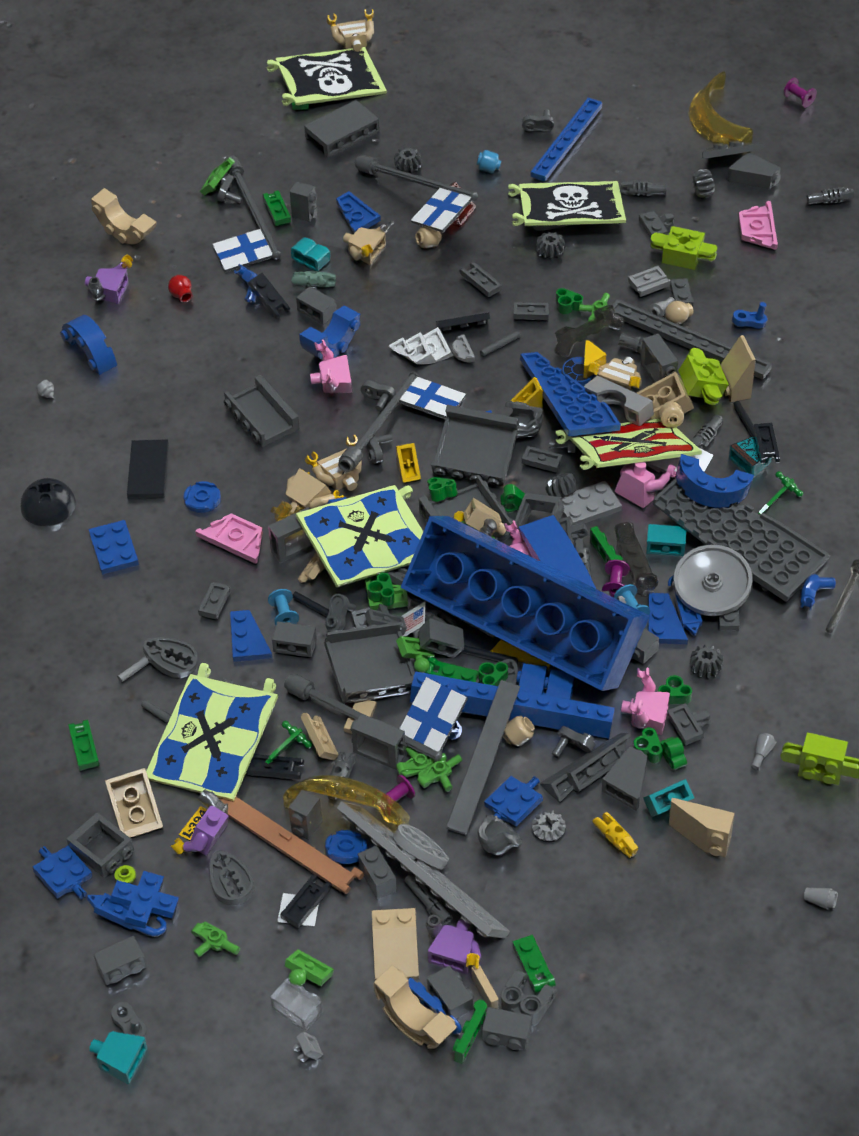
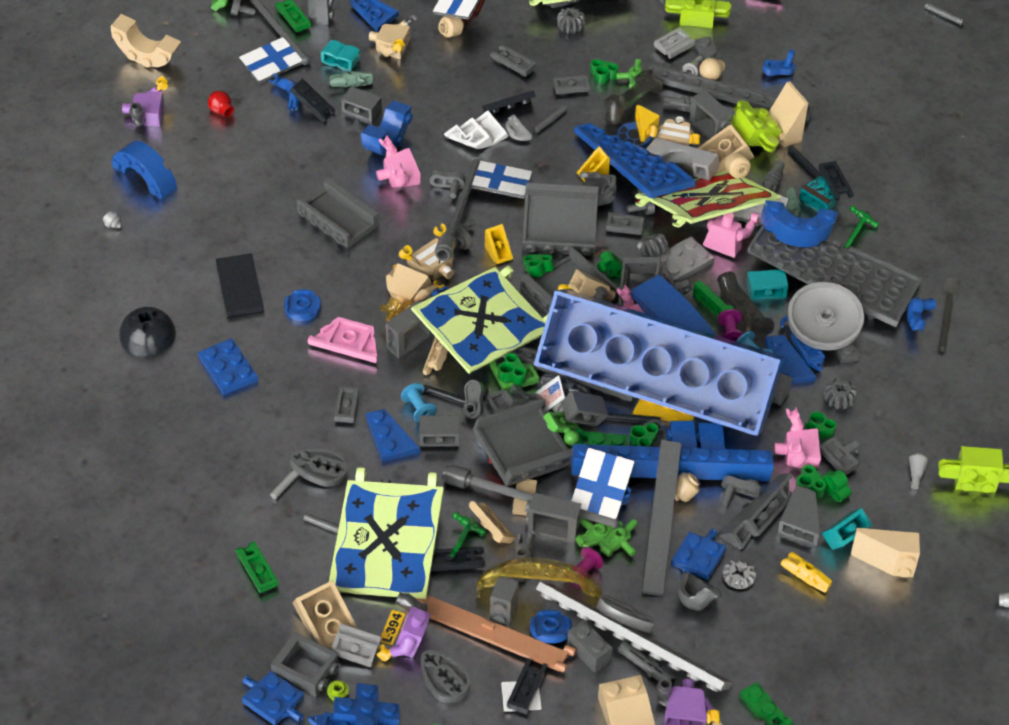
camera: 15 degrees left, 0 degrees up
(153, 834) = (356, 645): none -> light grey plate
(718, 462) = (793, 204): none -> sand green hinge

